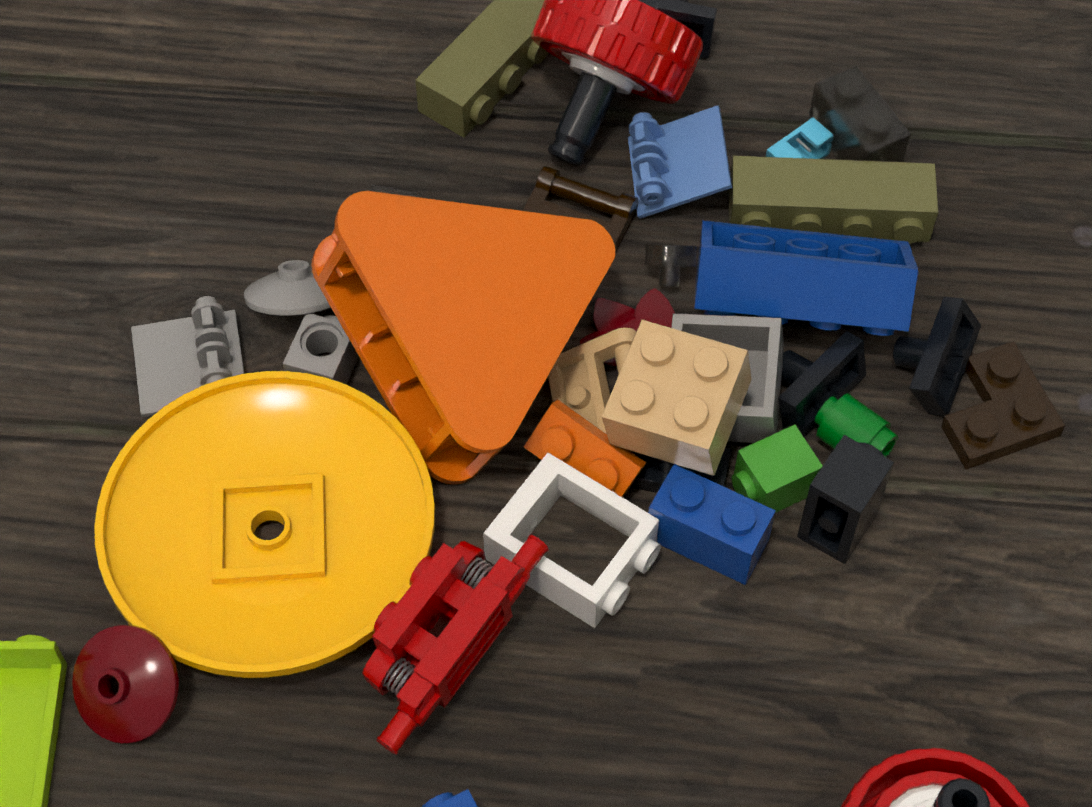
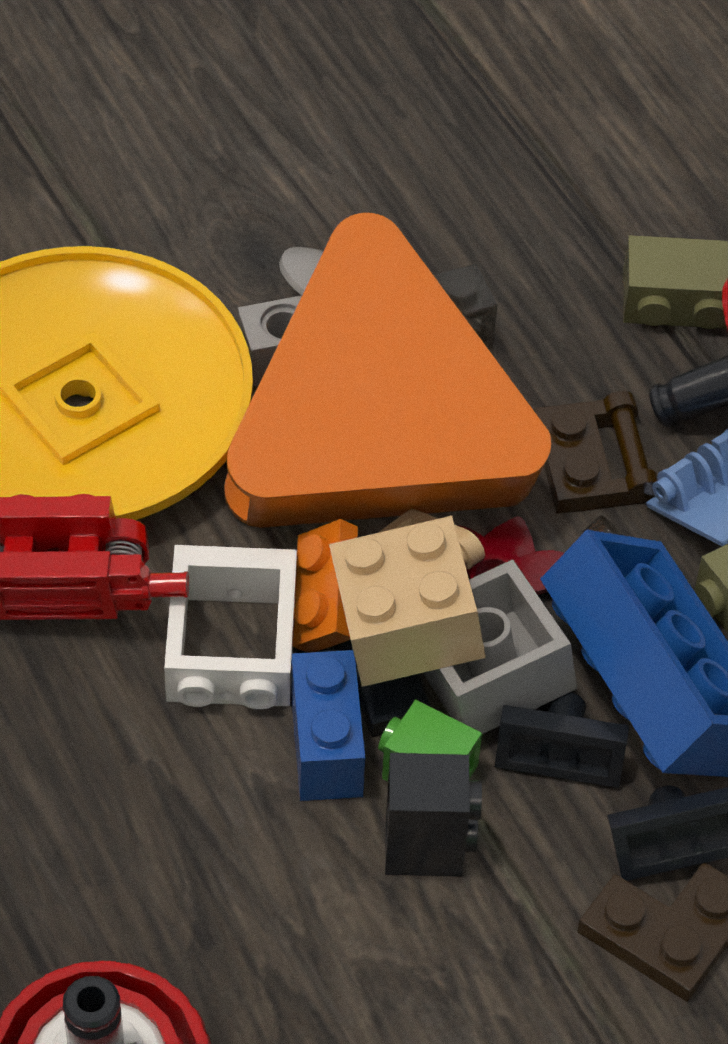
camera: 55 degrees right, 5 degrees down
(185, 354) = (214, 247): light grey hinge -> none
(855, 421) = (530, 801): green brick -> none

